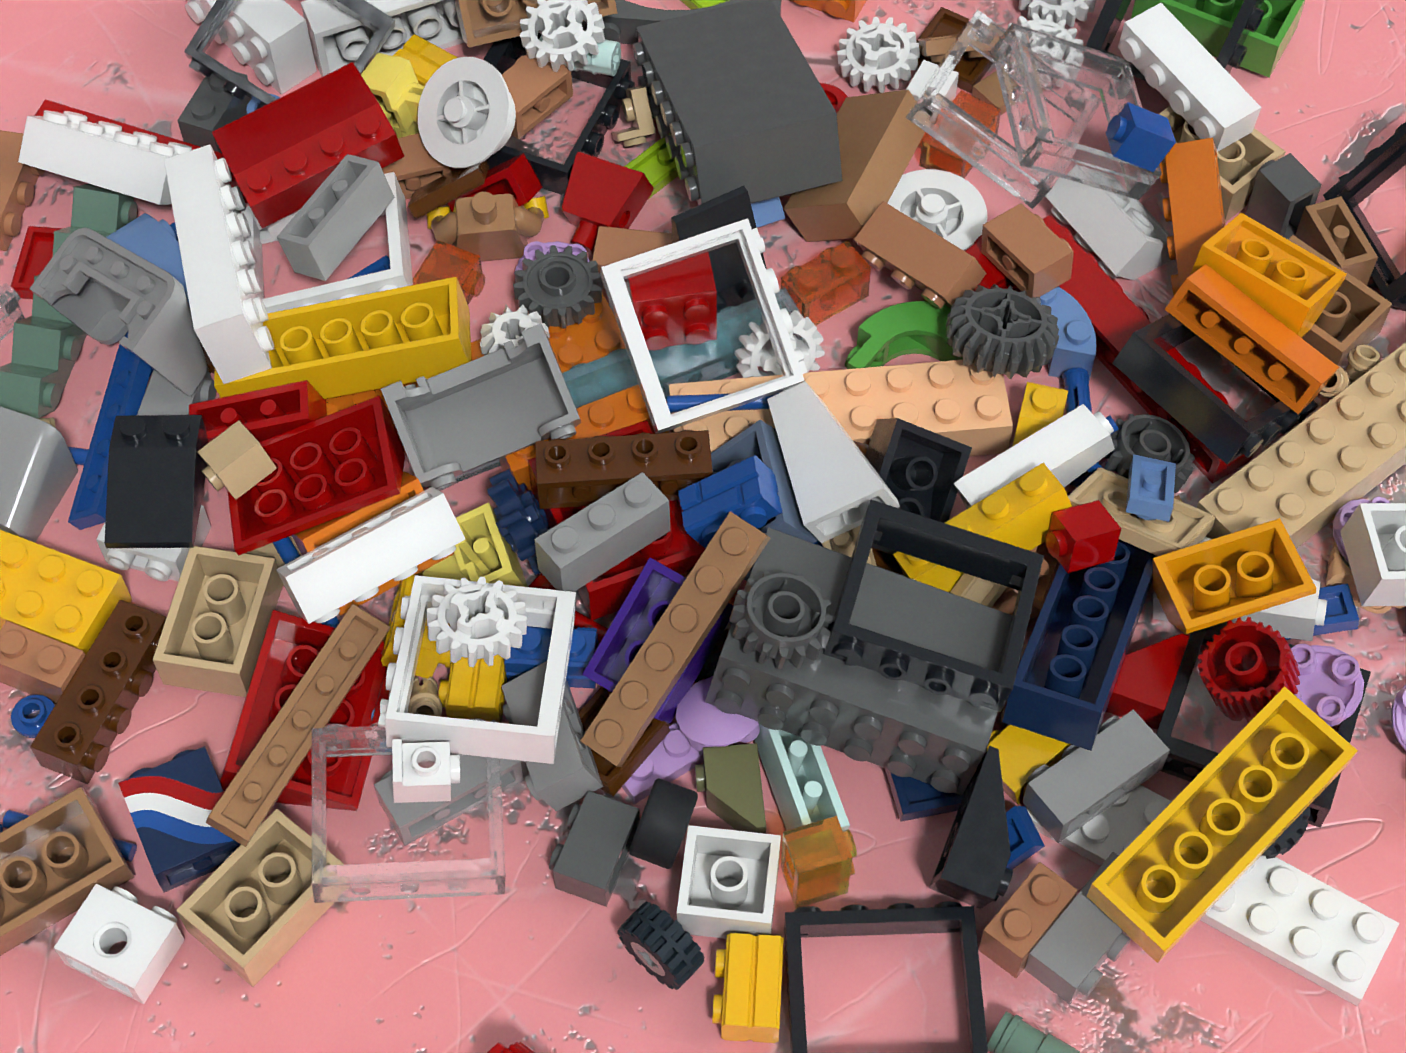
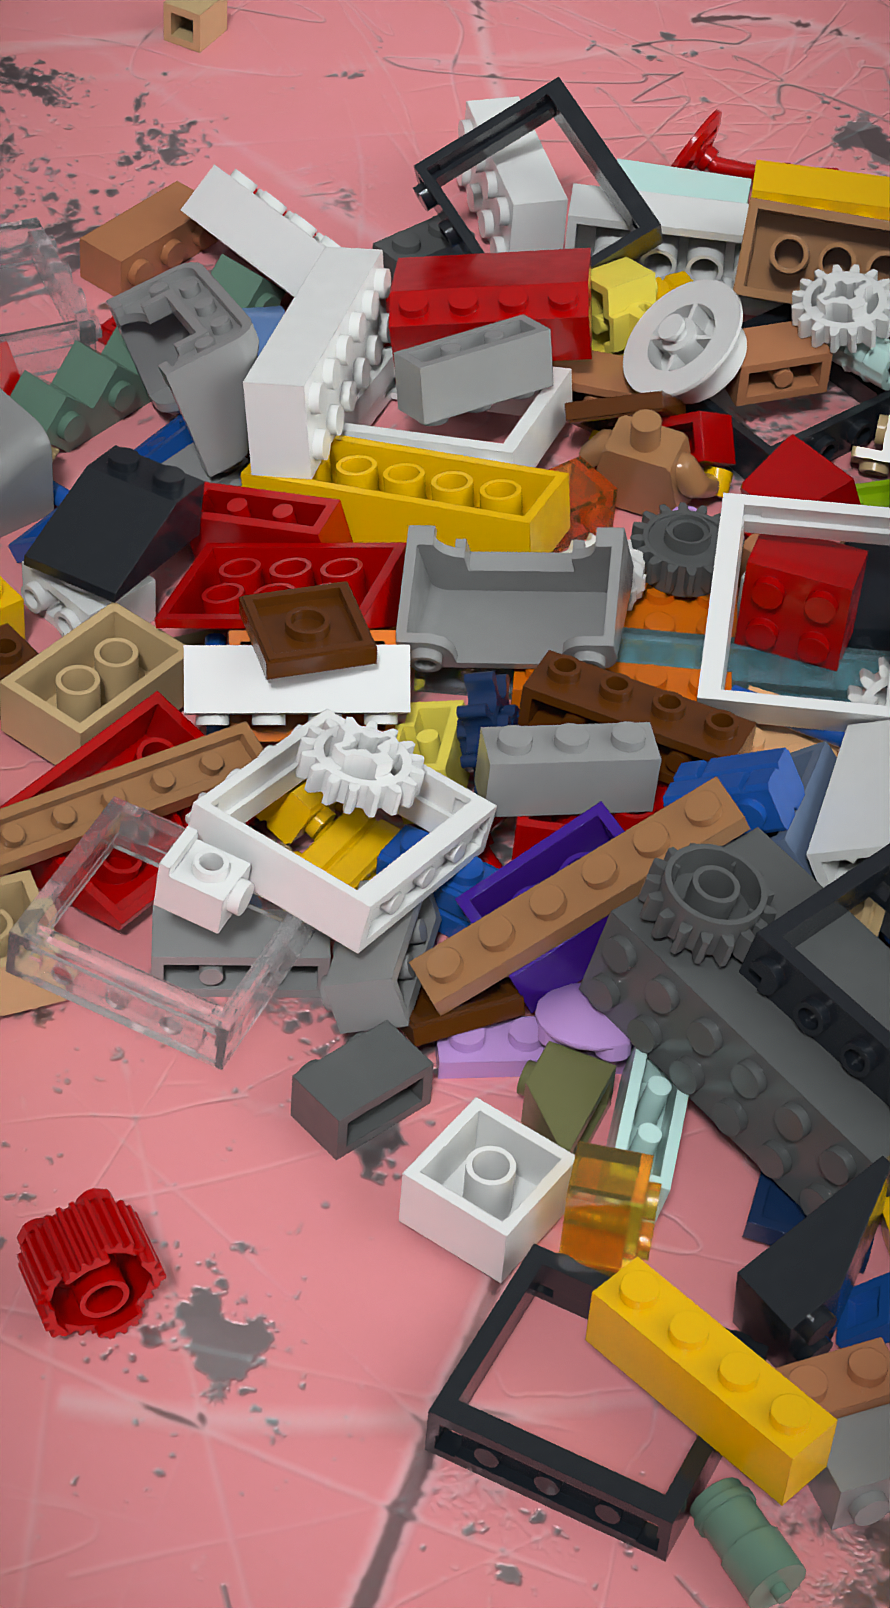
camera: 25 degrees right, 15 degrees down
(235, 461) = (212, 539): tan brick -> none
(366, 520) = (307, 630): none -> reddish brown tile
(661, 945) = (366, 1208): black wheel -> none
(663, 823) = (447, 1085): black tyre -> none
(751, 988) = (441, 1308): yellow brick -> none
(961, 961) = (710, 1380): none -> yellow brick

